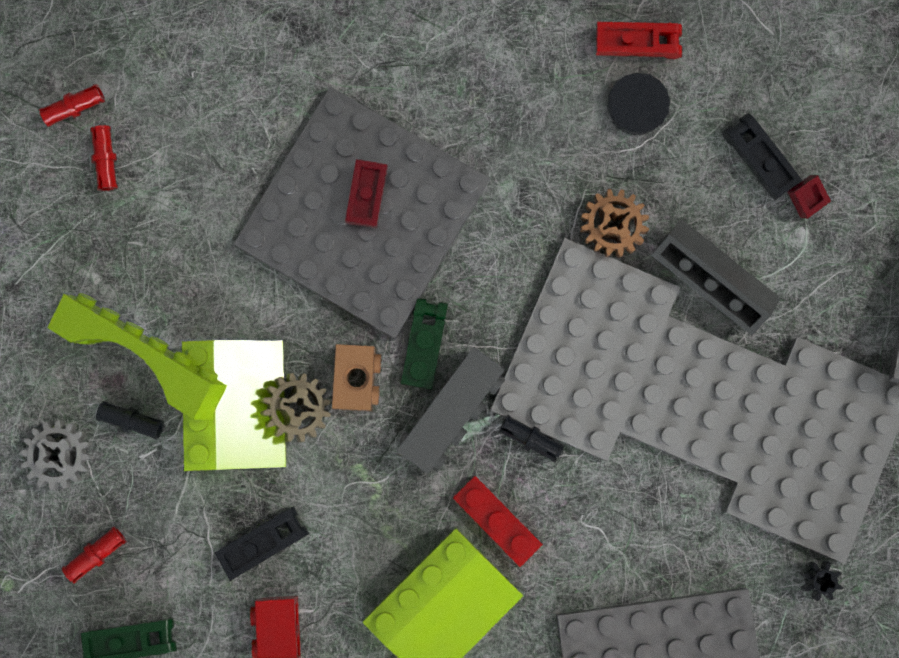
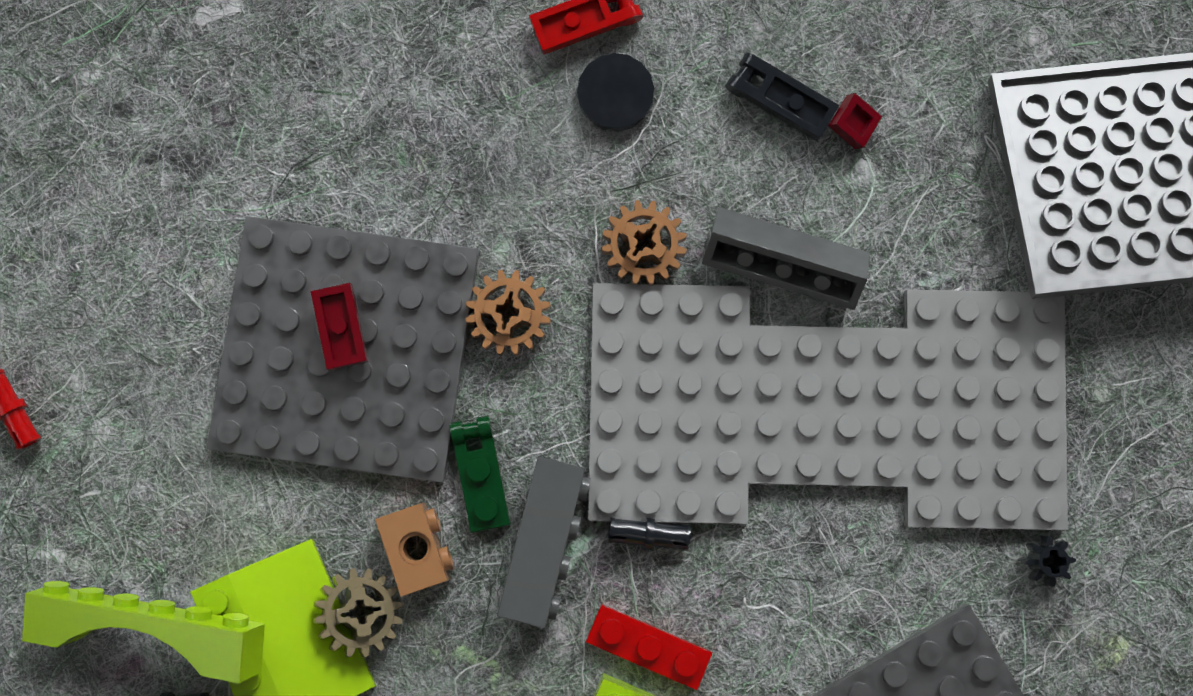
camera: 25 degrees left, 0 degrees up
(481, 226) = (491, 308): none -> medium nougat gear

